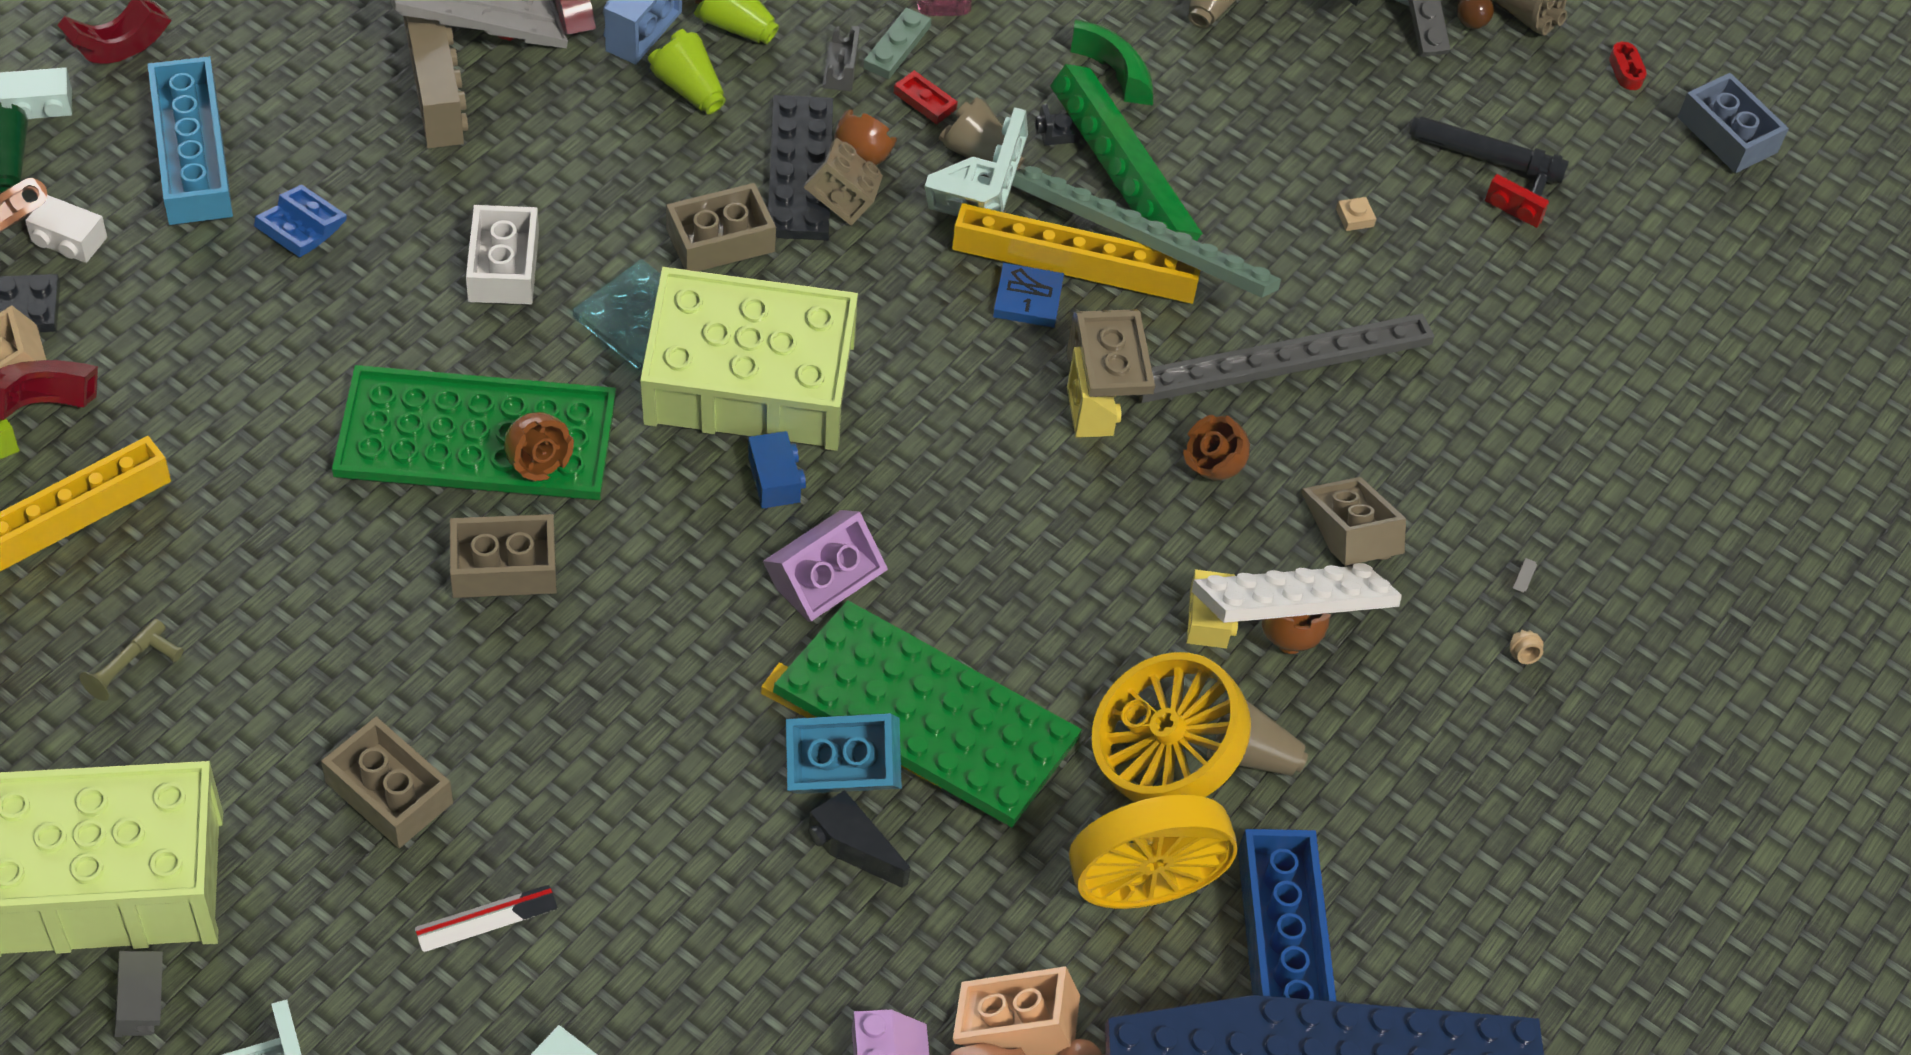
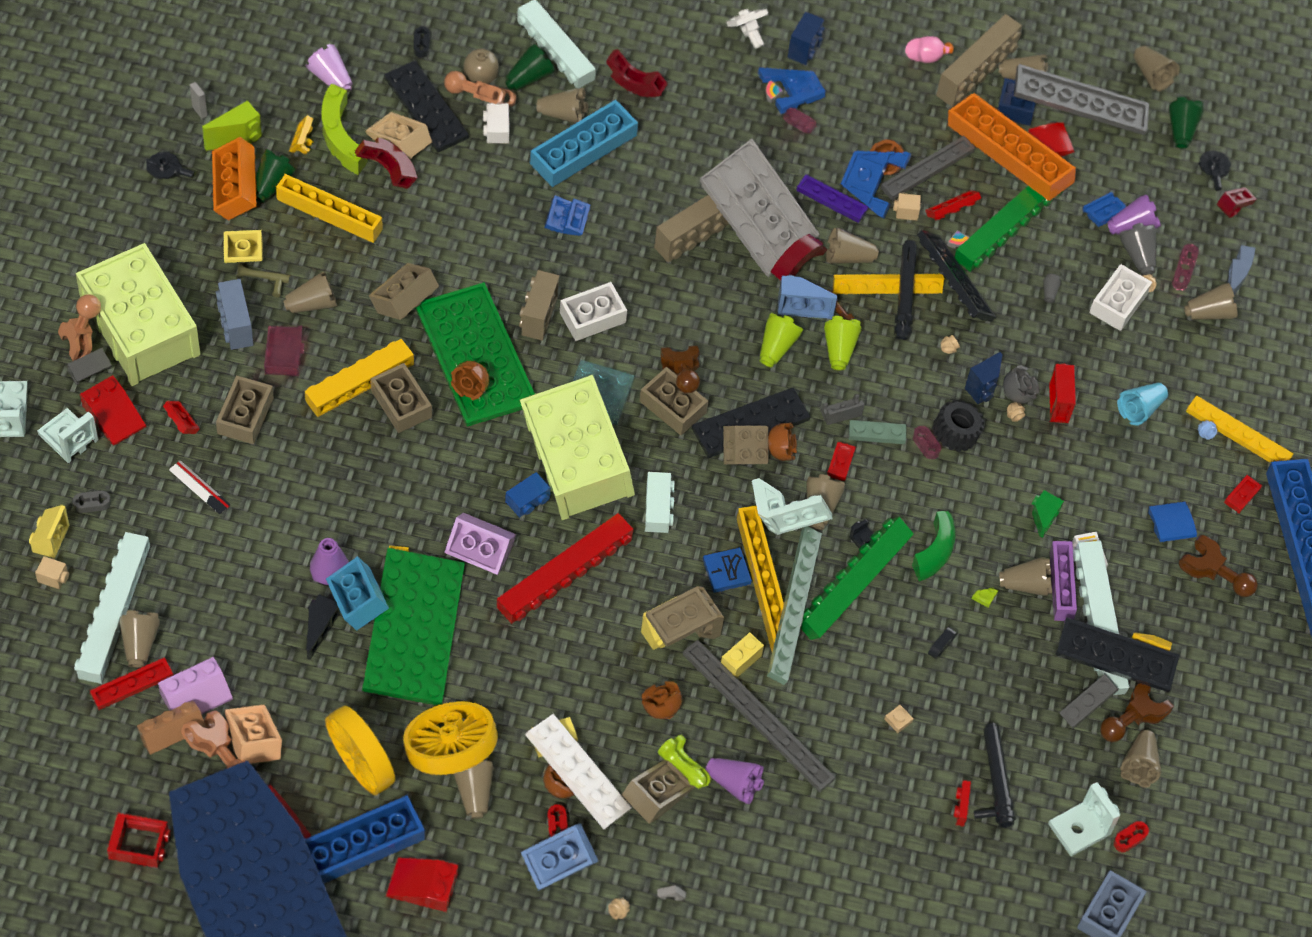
camera: 65 degrees right, 5 degrees up
(60, 655) = (243, 246): none -> light yellow slope
(65, 967) = (78, 329): none -> nougat piece
(102, 133) = (564, 105): none -> dark tan cone
(188, 719) = (234, 314): none -> sand blue brick
(224, 596) = (311, 295): none -> dark tan cone
(241, 984) = (112, 410): none -> red slope
(299, 684) = (284, 350): none -> clear pink container
(307, 468) = (404, 291): none -> dark tan brick
(348, 886) = (181, 417): none -> red plate
(423, 602) = (357, 378): none -> yellow brick
(451, 309) = (539, 305): none -> dark tan brick
(666, 185) = (684, 366): none -> reddish brown piece
(753, 778) = (327, 560): none -> medium lavender cone
(887, 323) = (659, 502): none -> light aqua brick
(930, 479) = (565, 568): none -> red brick
(1183, 329) = (743, 655): none -> light yellow brick
(1213, 48) = (985, 596): none -> lime tile
(1266, 117) = (942, 643): none -> black beam
(1303, 476) = (673, 752): none -> lime piece
(1354, 667) = (552, 824): none -> red beam
(1379, 417) = (737, 777): none -> medium lavender cone
(1386, 878) = (423, 882): none -> red slope
(1419, 679) = (559, 856): none -> medium blue slope
(1596, 87) = (1094, 816): none -> light aqua bracket

